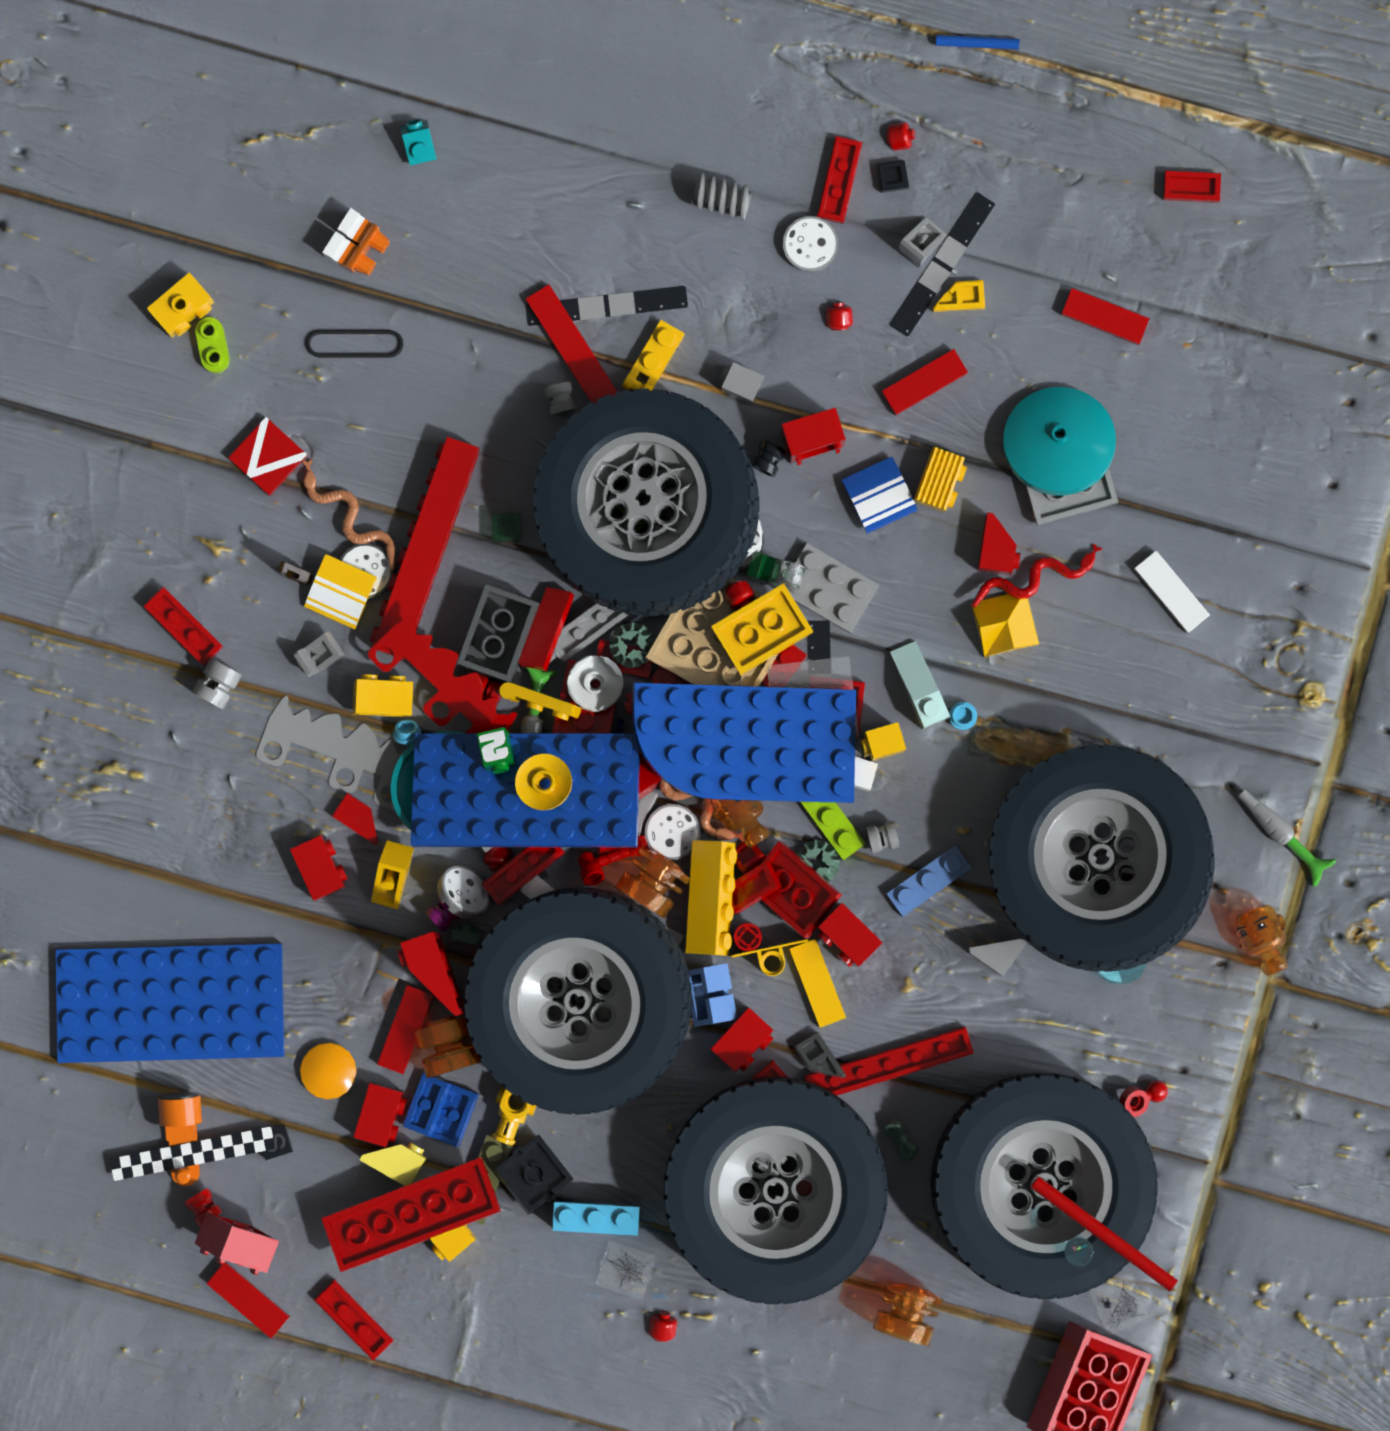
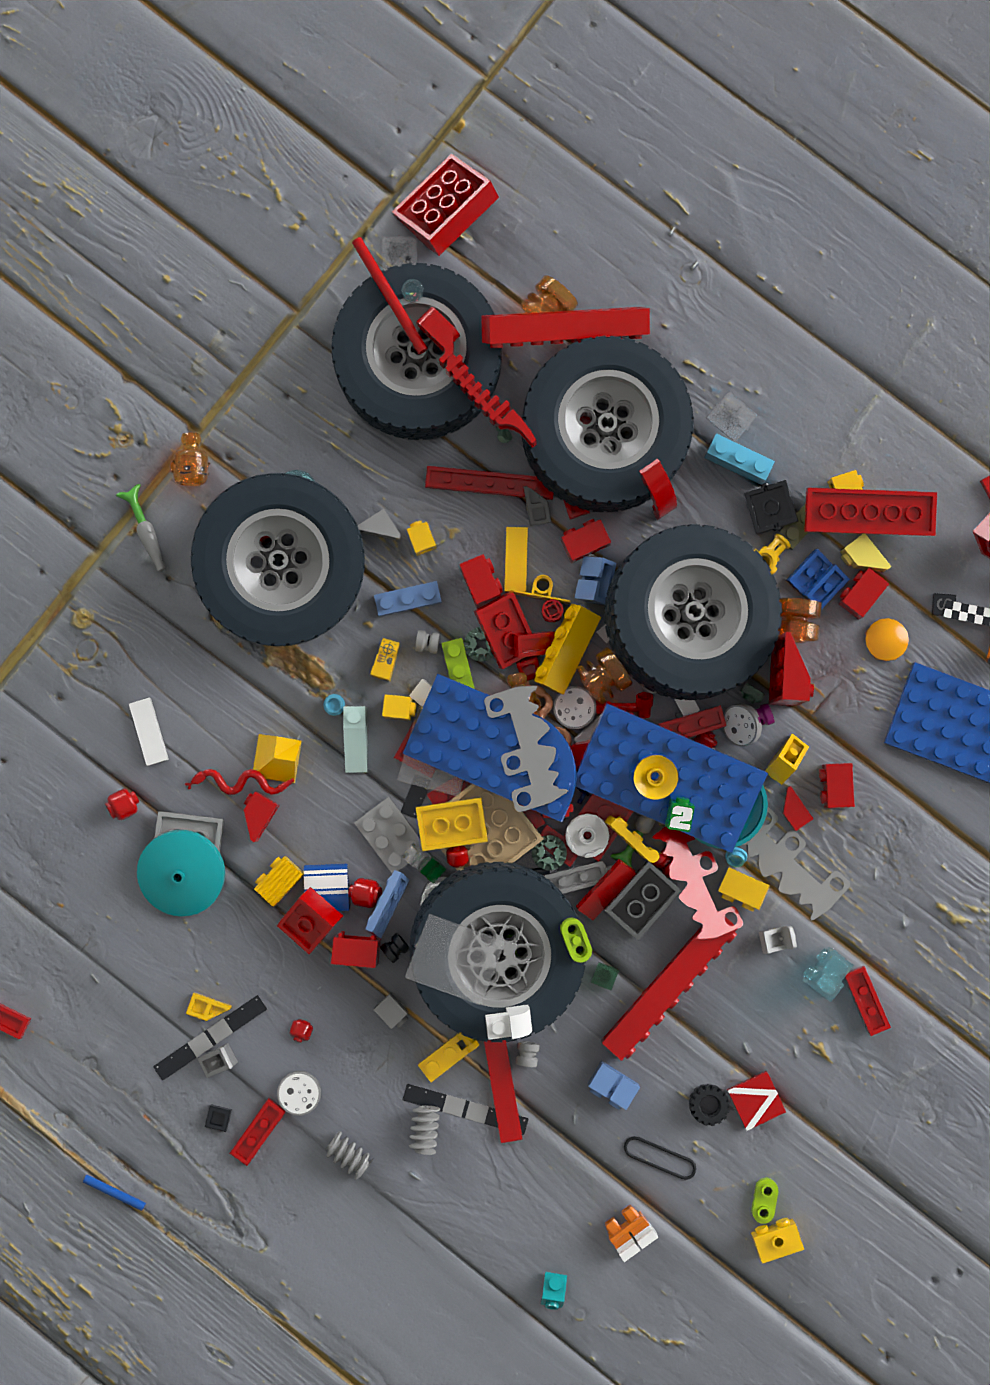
camera: 150 degrees left, 0 degrees up
(221, 674) = (852, 950): light grey wheel -> none
(243, 638) = (827, 973): none -> clear light blue brick
(294, 573) = (772, 1006): dark brown tile -> none
(309, 416) = (719, 1114): none -> black tyre
(310, 483) = (710, 1035): nougat animal -> none
(340, 591) = (743, 979): slope -> none
(354, 1319) = (936, 460): red tile -> none
(373, 561) = (719, 986): white tile -> none
(401, 1039) = (828, 638): red tile -> none
(444, 404) = (613, 1085): none -> medium blue piece
(560, 552) = (575, 939): none -> lime plate
(594, 424) = (512, 1023): none -> white brick
(645, 262) = (425, 1129): none -> light grey piece
(662, 1326) = (722, 368): red piece -> none
(680, 1133) = (660, 488): none -> red slope
(692, 471) = (454, 959): none -> clear piece
(698, 746) = (533, 757): none -> light grey piece
(799, 505) = (387, 904): none -> medium blue plate
(830, 507) = (365, 892): none -> red head
(875, 1289) = (564, 325): none -> red brick
(882, 447) = (309, 920): none -> red container
(900, 136) = (200, 1145): red piece -> none
(924, 382) = (259, 956): red tile -> none
(924, 795) = (385, 659): none -> yellow leg
(943, 961) = (421, 537): none -> yellow brick
(1015, 1209) = (444, 336): none -> red piece
(1105, 316) = (109, 950): red tile -> none
(1155, 1091) = (327, 386): red plate -> none
(1164, 492) = (122, 804): none -> red head

